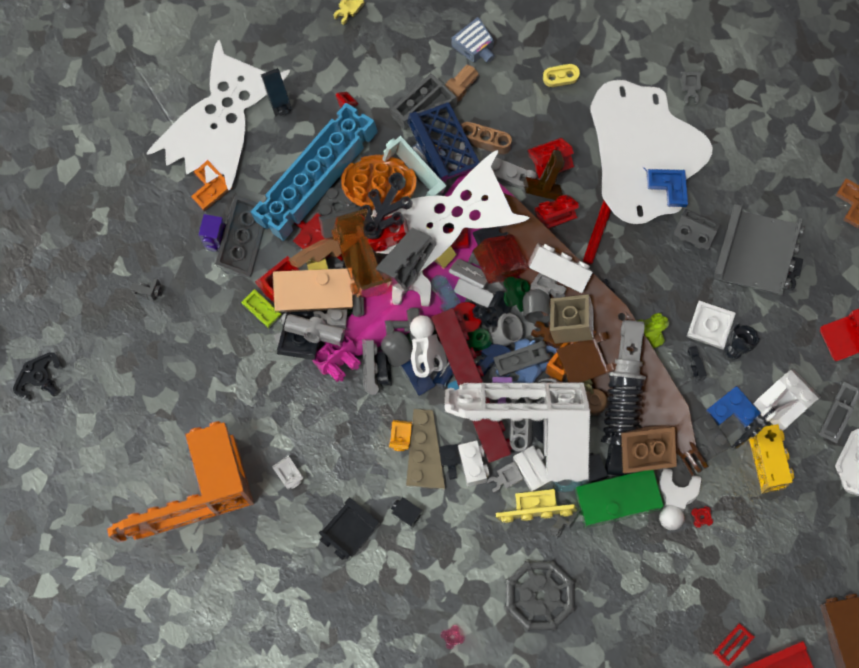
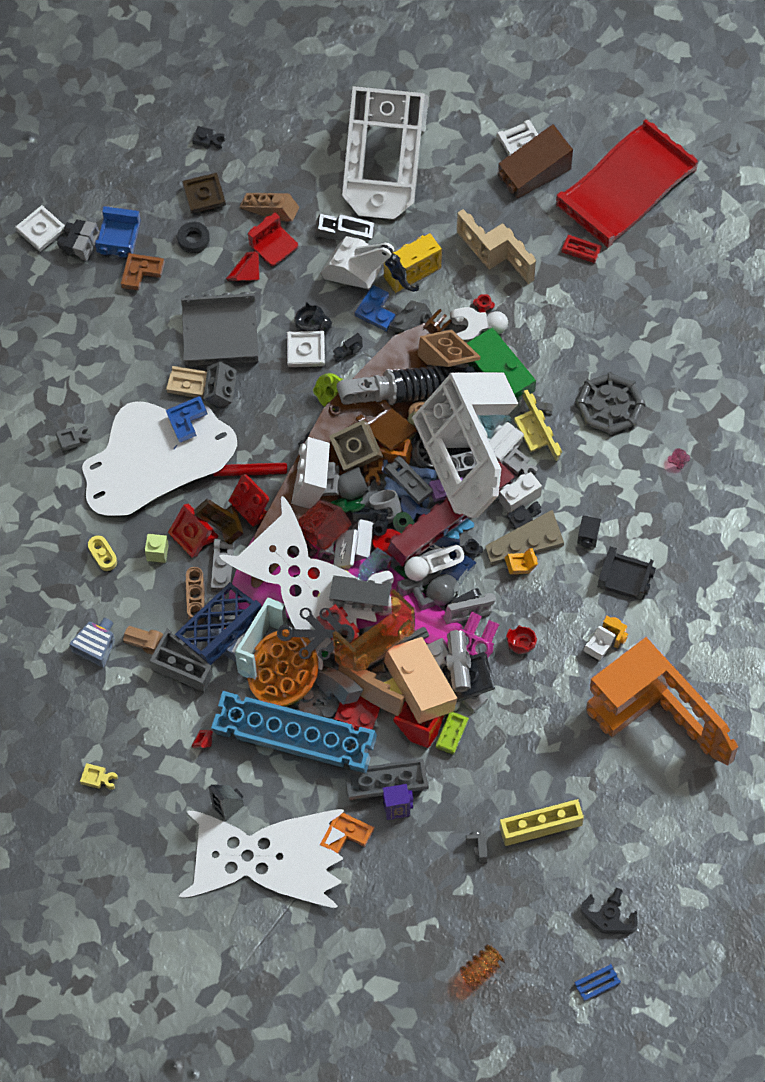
camera: 115 degrees left, 10 degrees down
(40, 251) = (480, 966): none -> clear orange piece
(140, 348) = (541, 822): none -> light yellow brick
(299, 495) = (618, 628): none -> light orange bracket
(322, 403) = (521, 639): none -> red hair
(429, 395) = (472, 543): none -> black plate
(546, 120) = (156, 548): none -> yellowish green brick
(714, 203) = (187, 382): none -> tan plate
(761, 551) = (496, 246): none -> tan bracket
(823, 301) = (246, 268): none -> red slope

